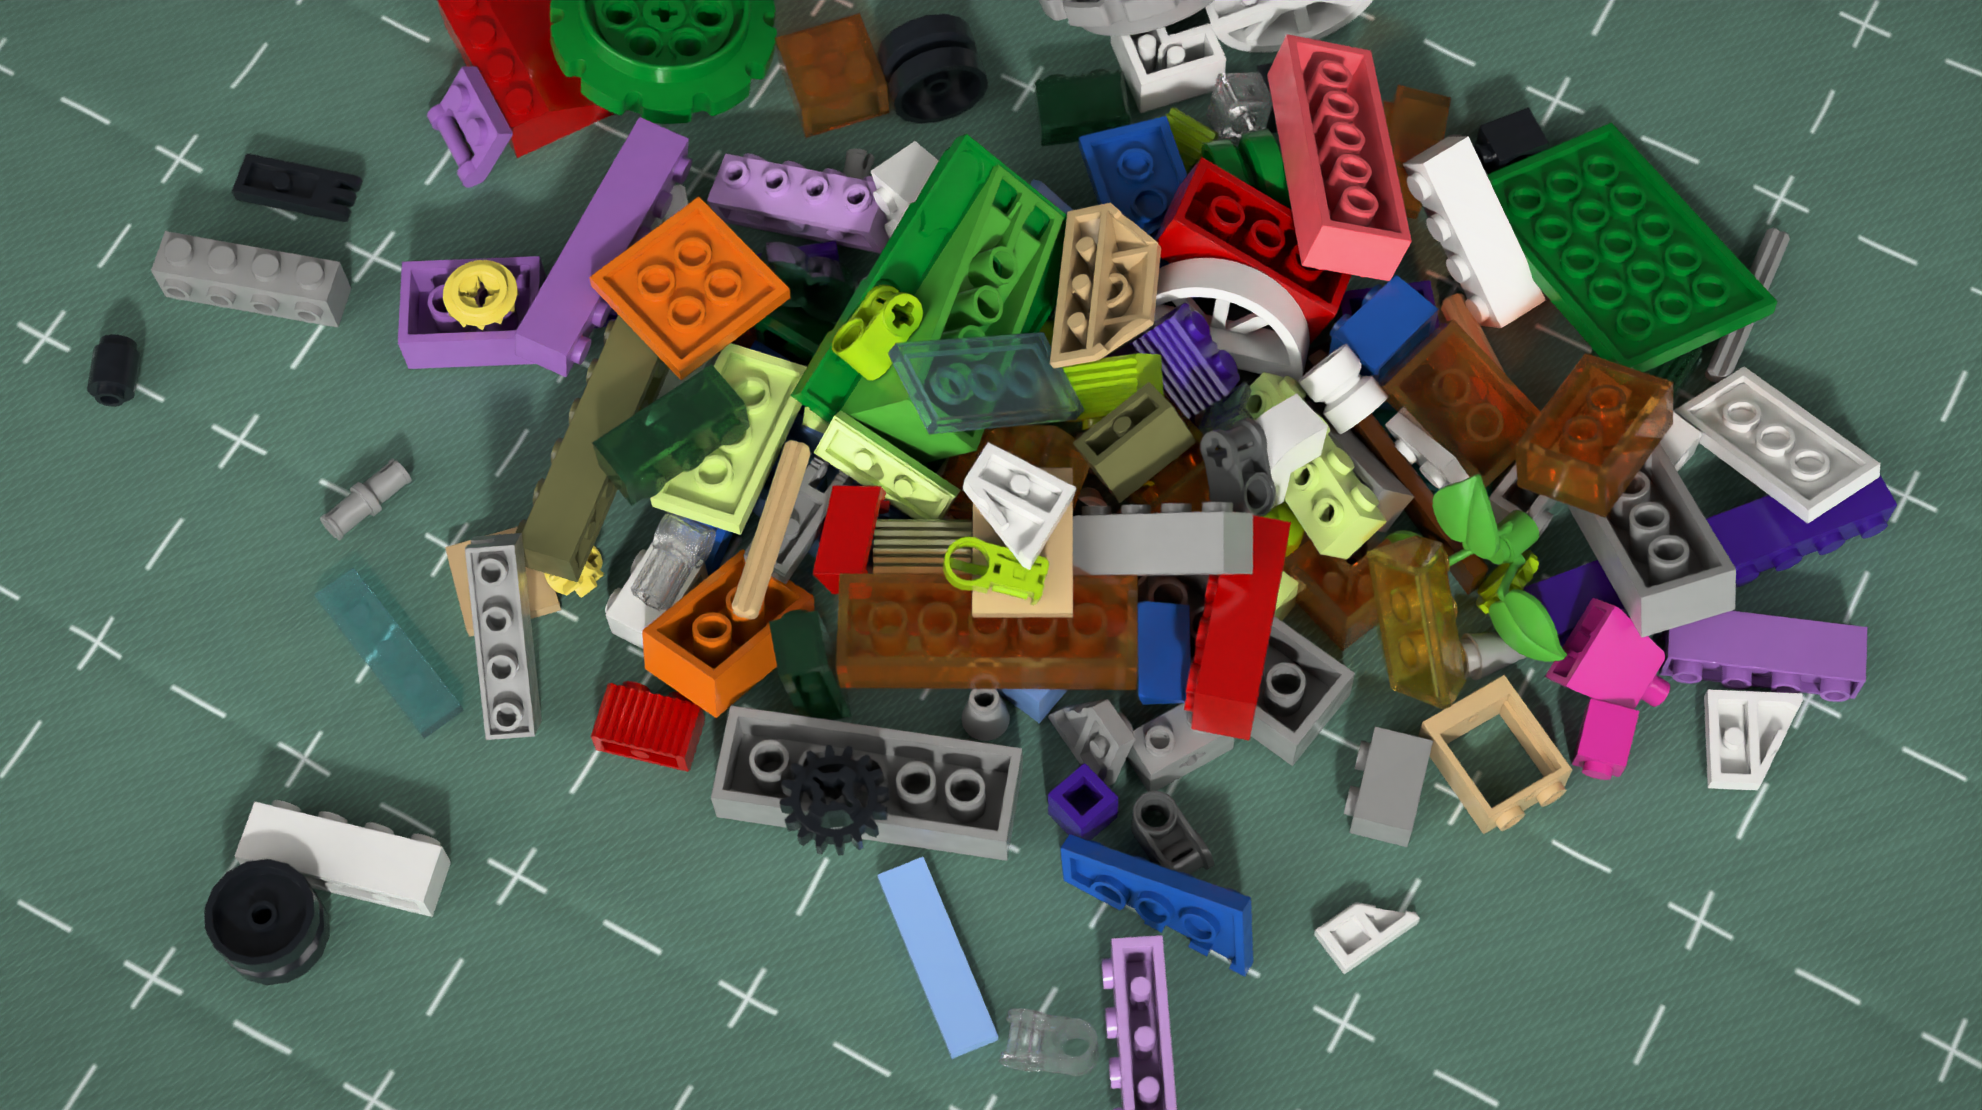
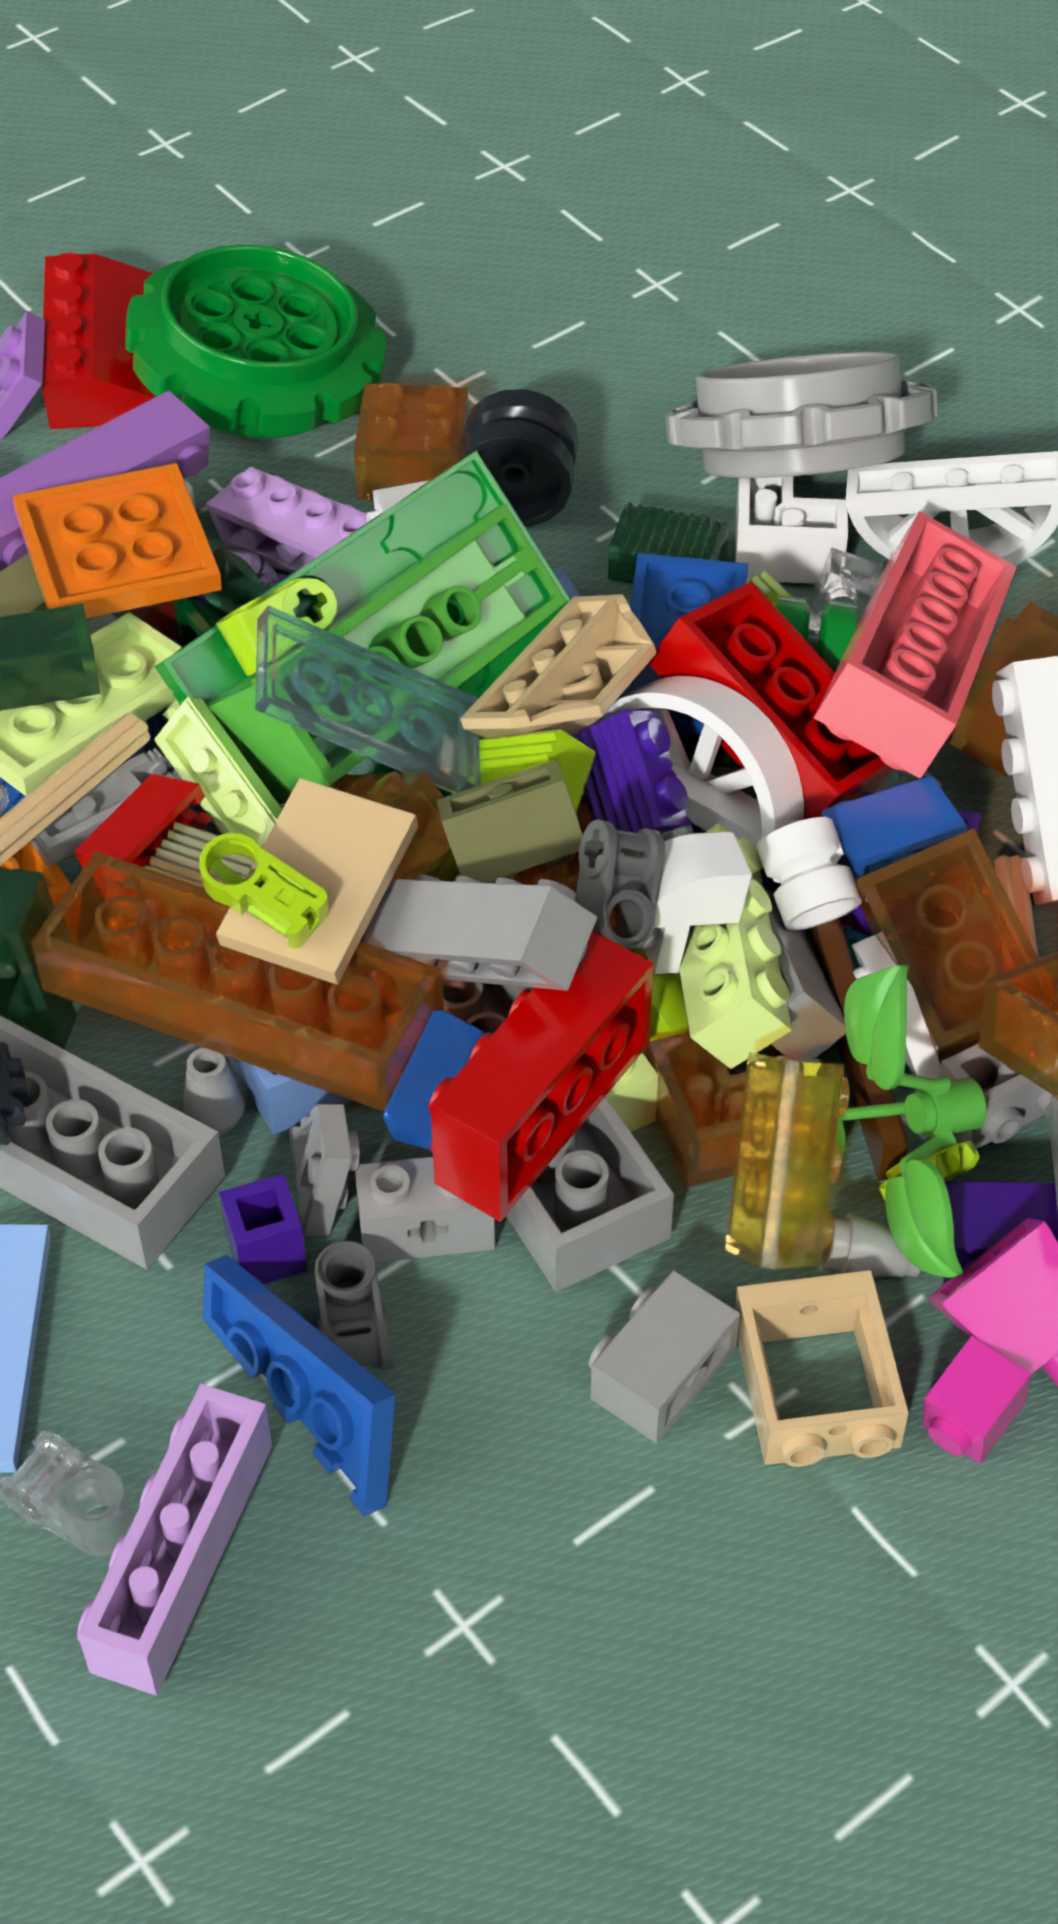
camera: 20 degrees right, 15 degrees down
(1017, 500) = (326, 818): white wing -> none
(1362, 932) = (544, 1521): white tile -> none

